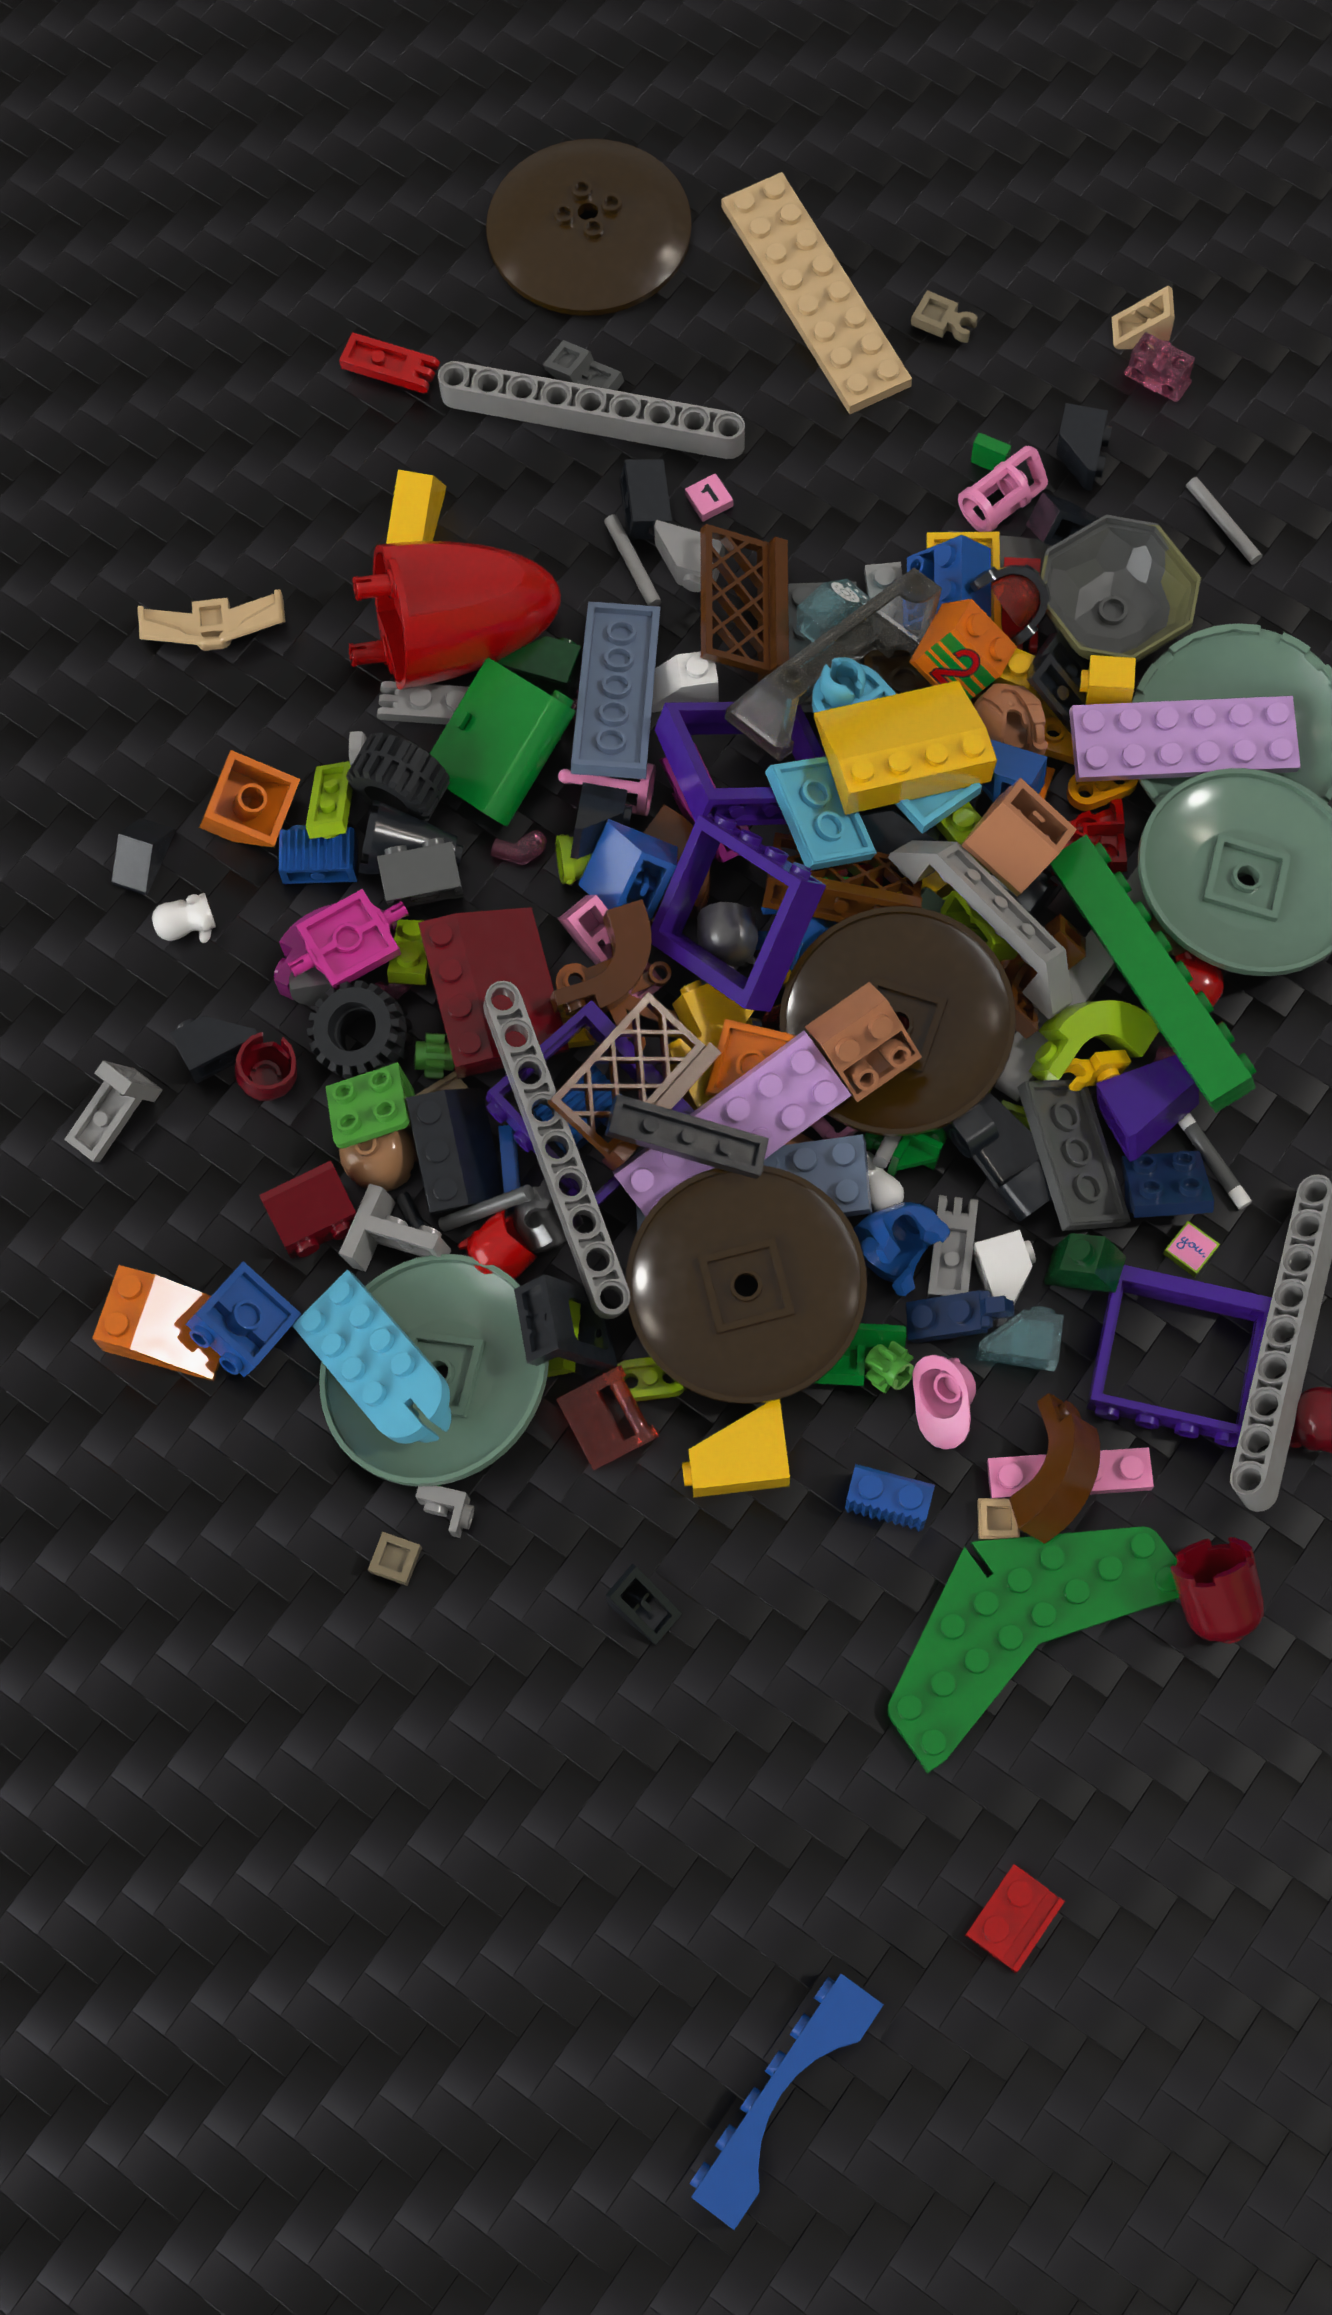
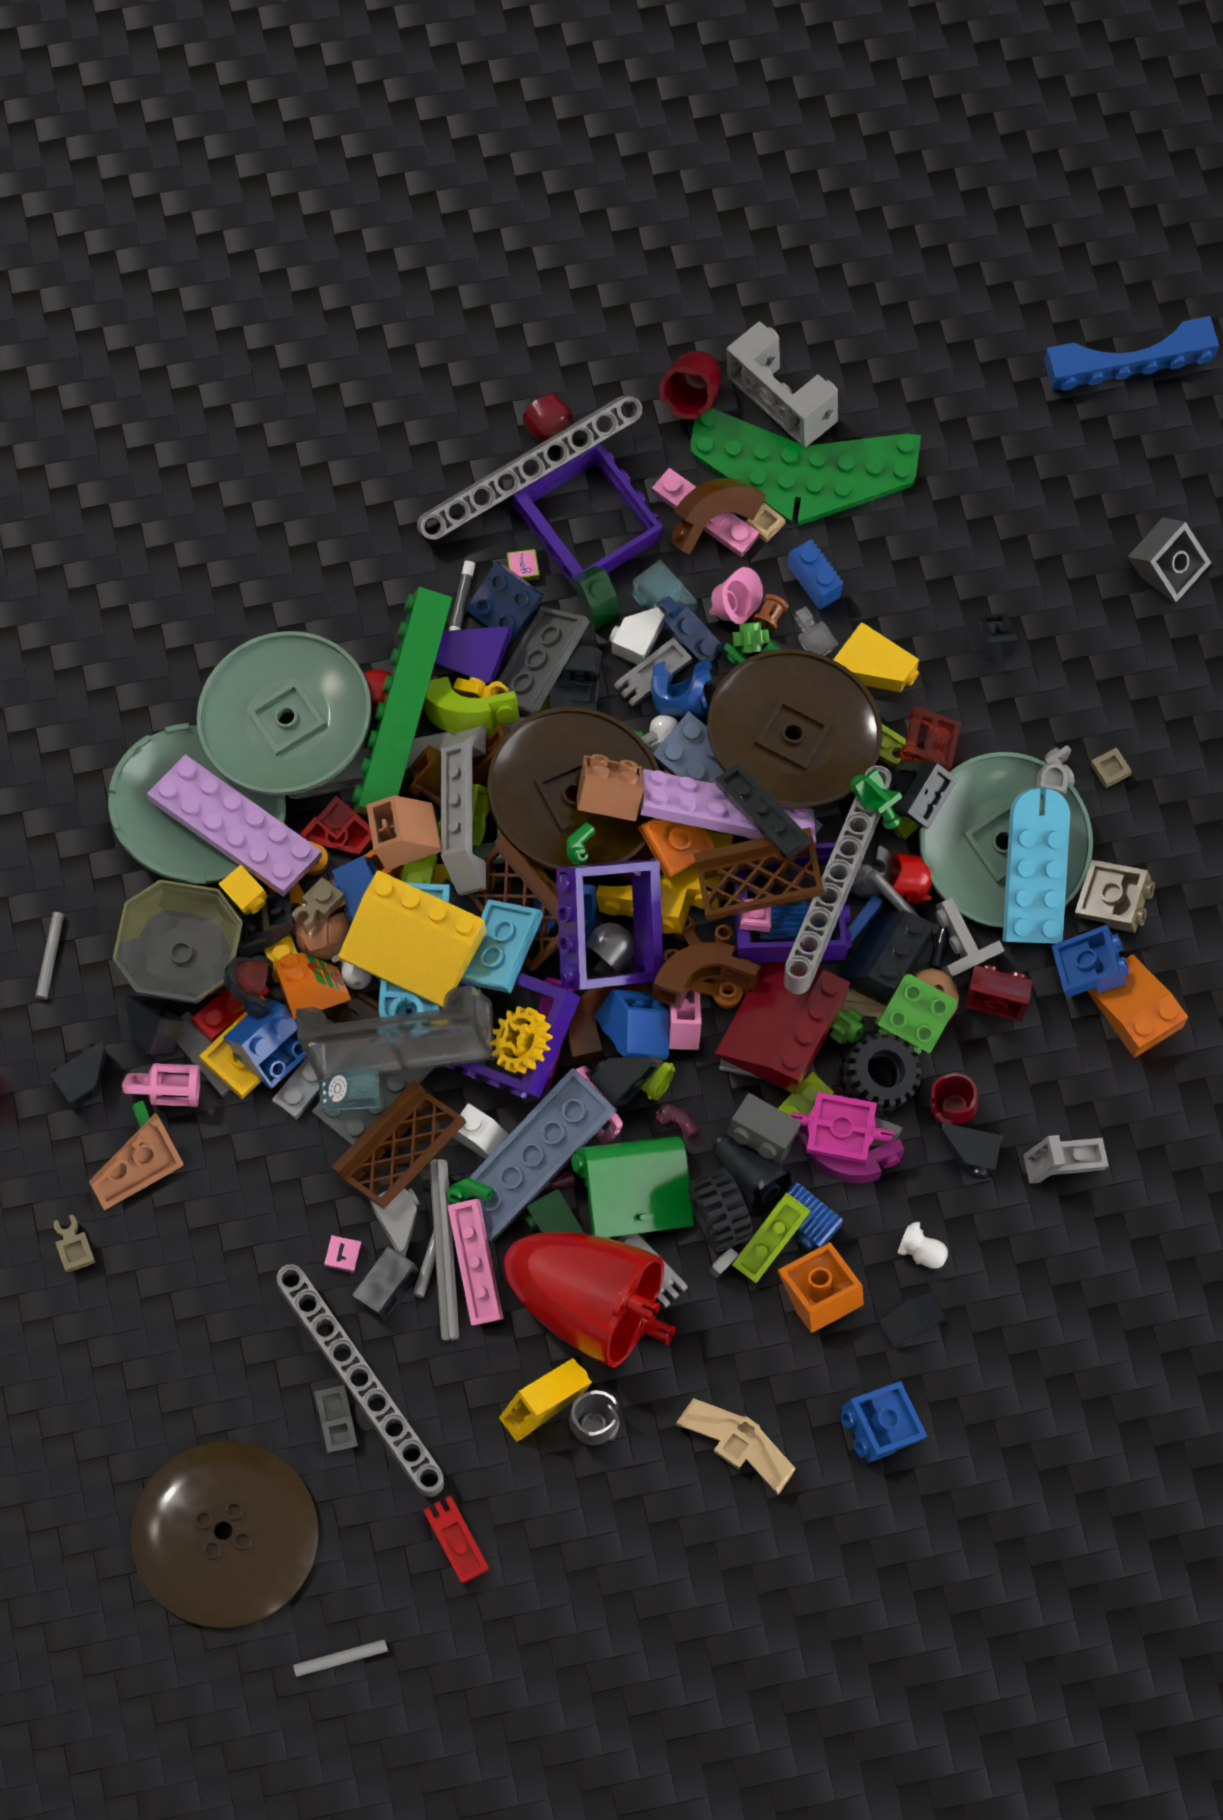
camera: 145 degrees left, 0 degrees up
(92, 739) = (882, 1422): none -> blue plate
(275, 1416) = (1115, 895): none -> dark tan plate
(353, 531) = (594, 1417): none -> flat silver helmet
(403, 216) = (340, 1658): none -> light grey bar
(434, 1464) = (1053, 777): none -> light grey tile
(529, 1865) = (1170, 558): none -> dark grey slope
(585, 572) = (475, 1262): none -> bright pink plate
(589, 1259) = (876, 797): none -> green piece
(595, 1038) = (756, 920): none -> bright pink tile
(622, 563) = (444, 1250): none -> light grey axle
(647, 619) = (468, 1188): none -> green arm
(709, 729) = (521, 1040): none -> yellow gear
(816, 293) = (129, 1345): tan plate -> none
(825, 1435) = (814, 637): none -> clear plate
(840, 958) = (575, 843): none -> green arm
(887, 1406) = (773, 603): none -> dark orange bush
(957, 413) = (137, 1164): none -> nougat wing
(1014, 1918) = (940, 341): red plate -> none
(1026, 720) = (318, 901): none -> dark tan plate
(1185, 1673) = (751, 368): none -> light grey plate

